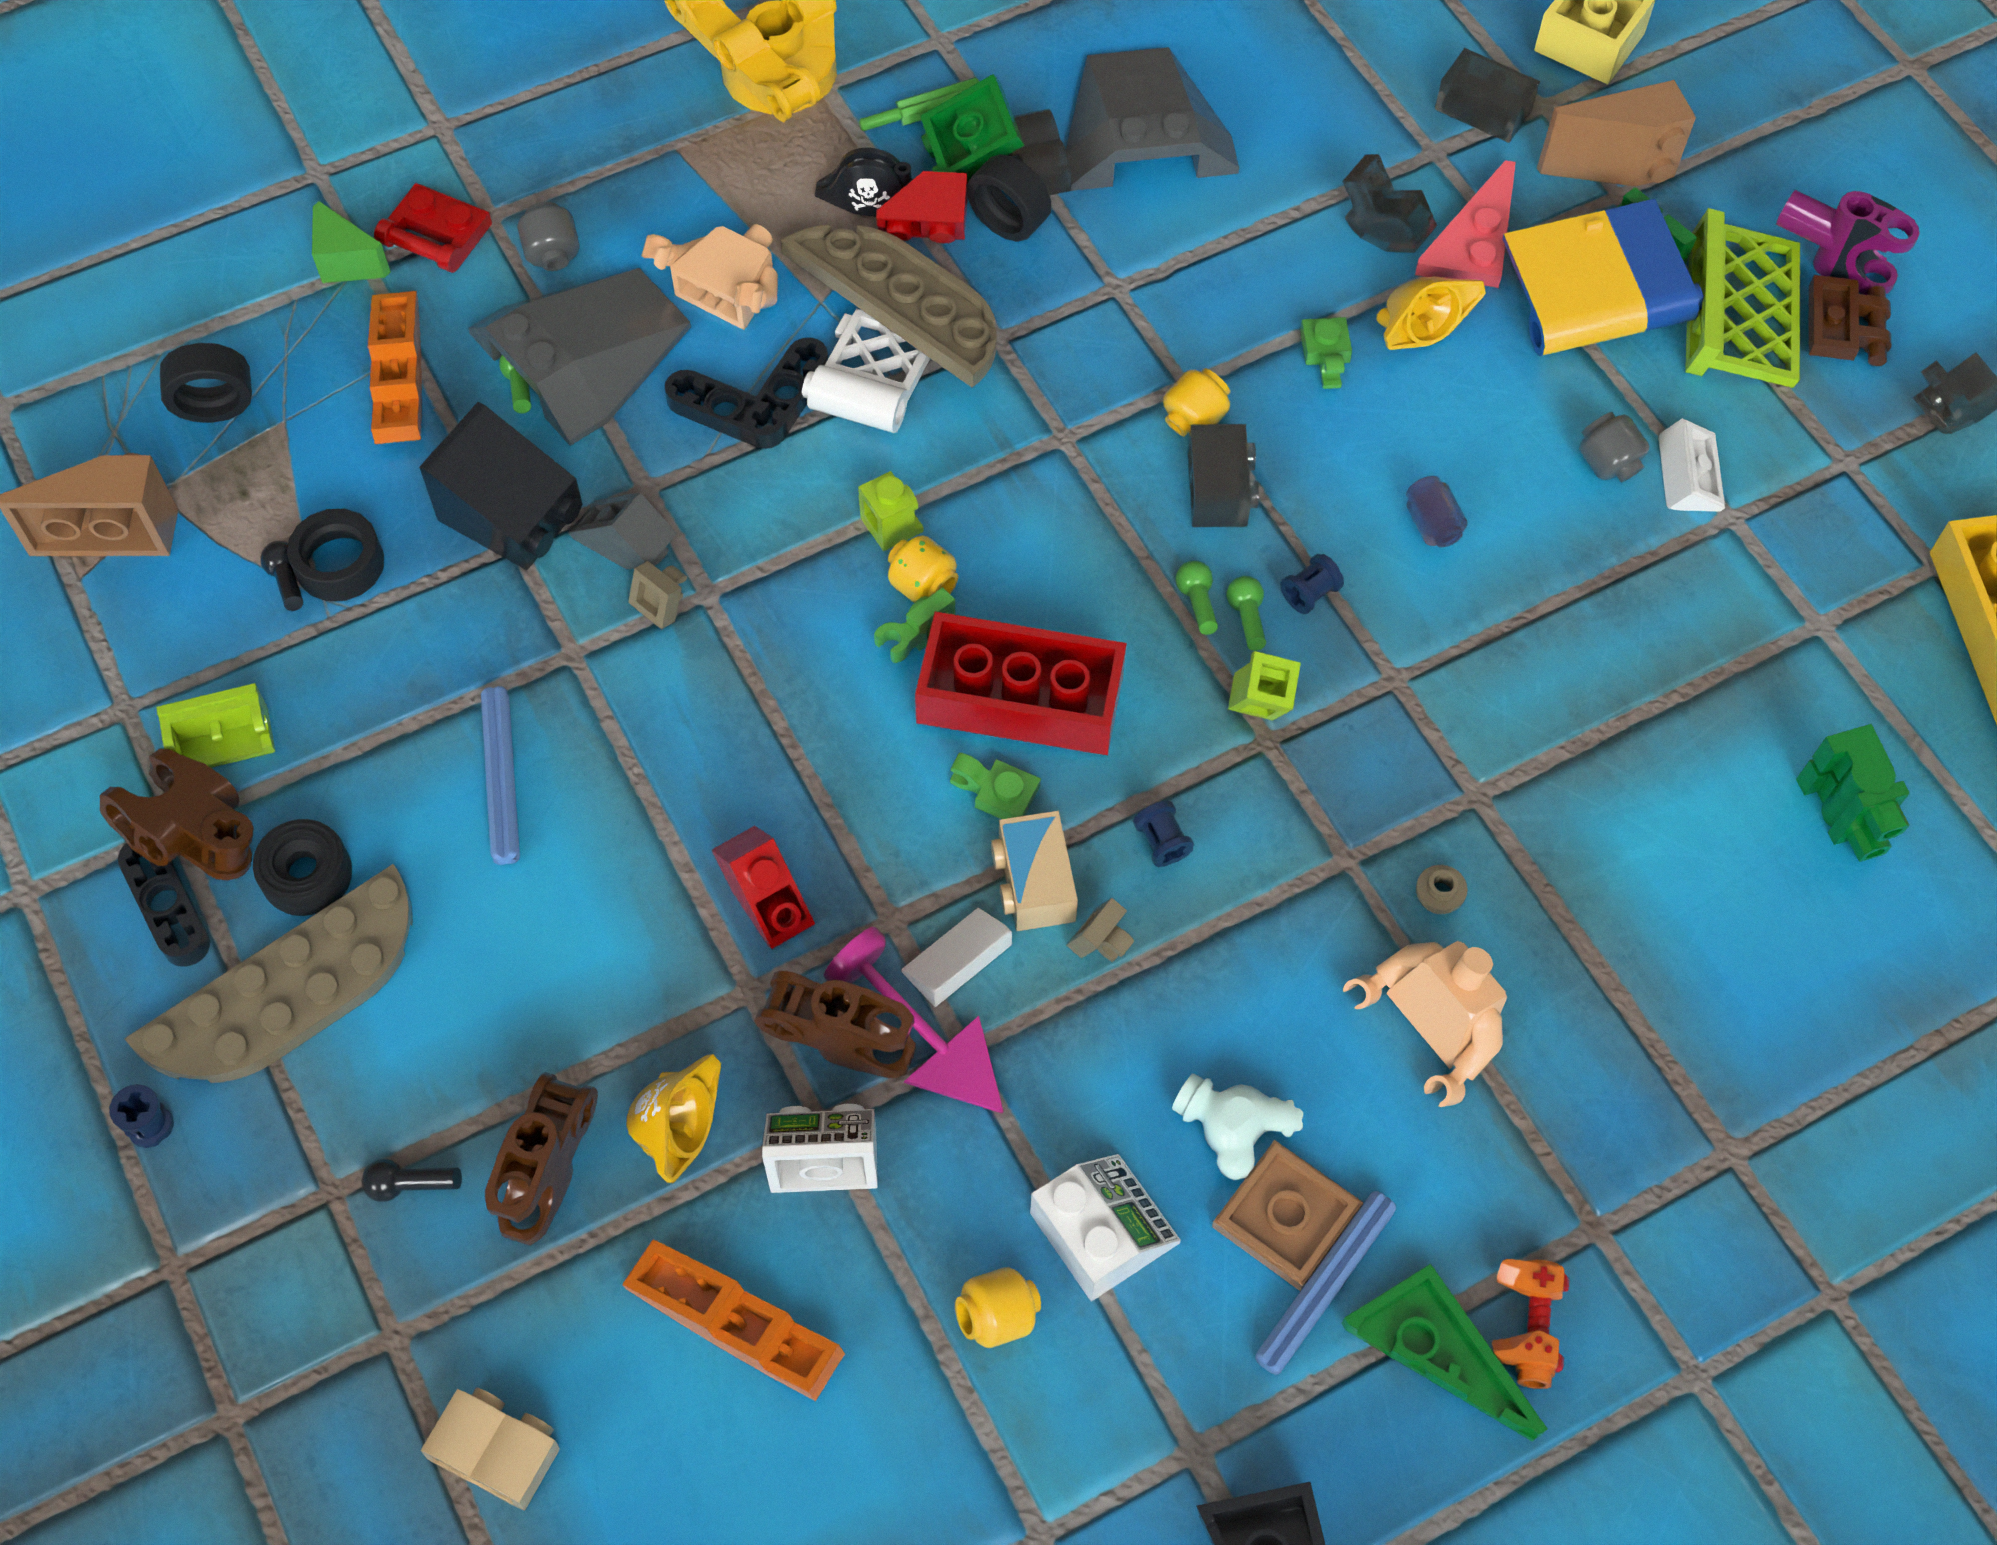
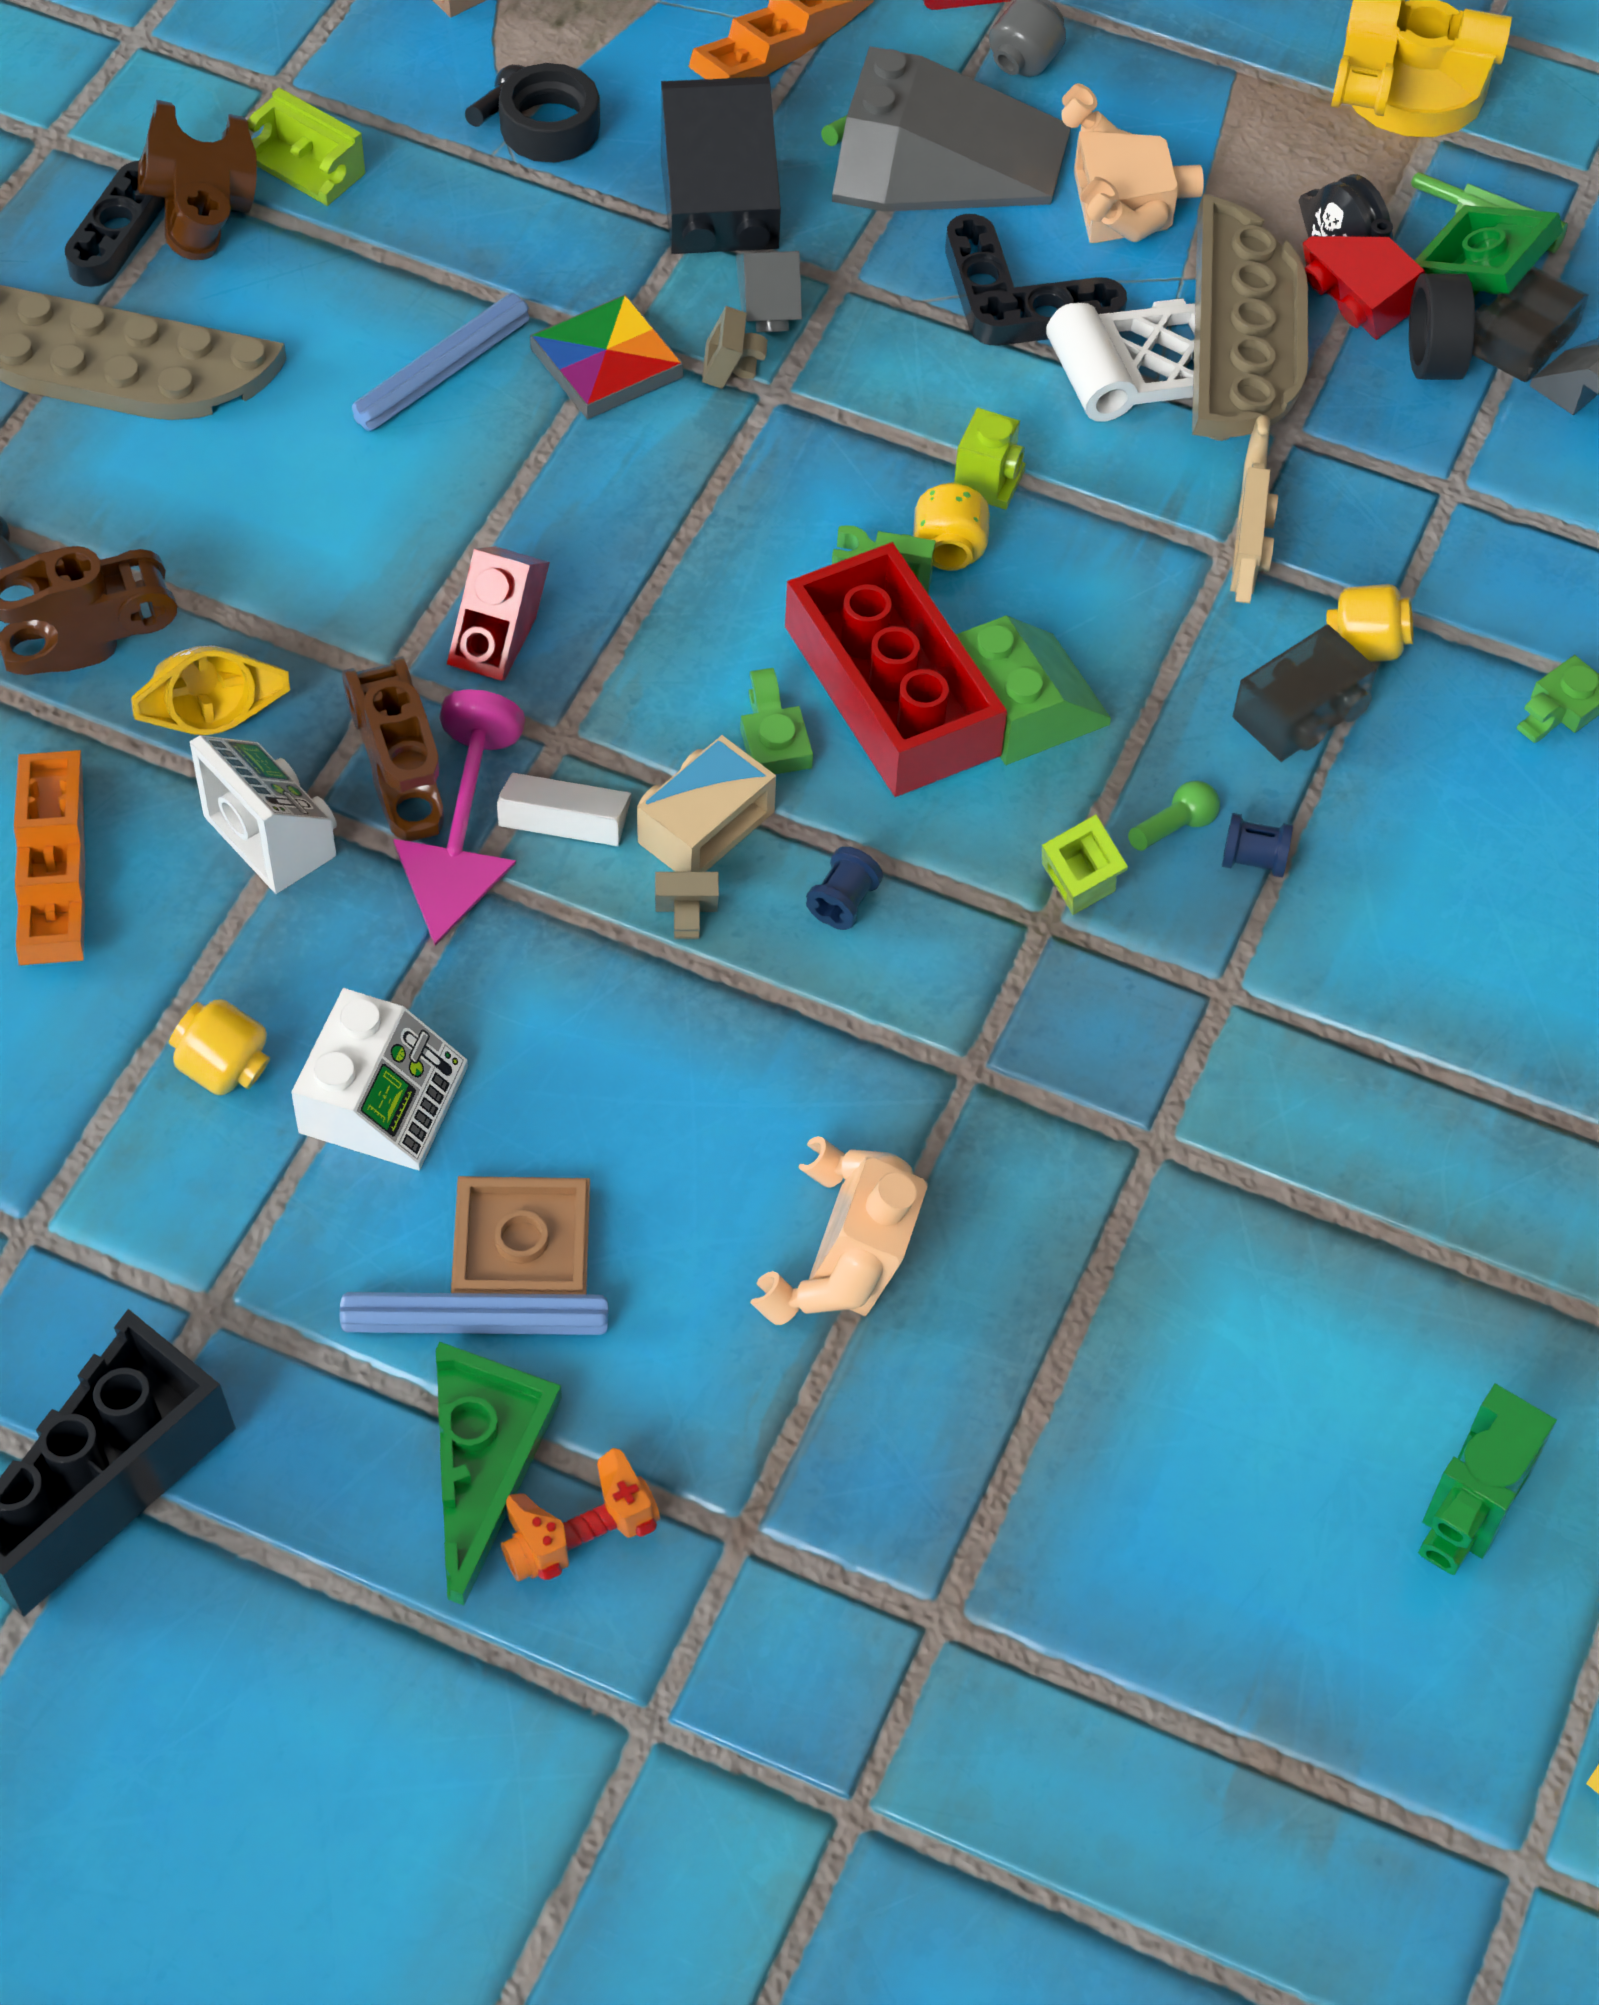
camera: 50 degrees right, 5 degrees down
(295, 841) = (224, 262): black tyre -> none
(588, 670) = (606, 356): none -> tile
(1060, 404) = (1255, 513): none -> tan plate
(1091, 611) = (1036, 684): none -> bright green slope
(1195, 581) = (1167, 752): bright green bar -> none
(1235, 1120) = (577, 1127): light aqua animal -> none
(1435, 512) = (1455, 902): clear purple brick -> none
(1438, 901) = (1004, 1181): dark tan plate -> none

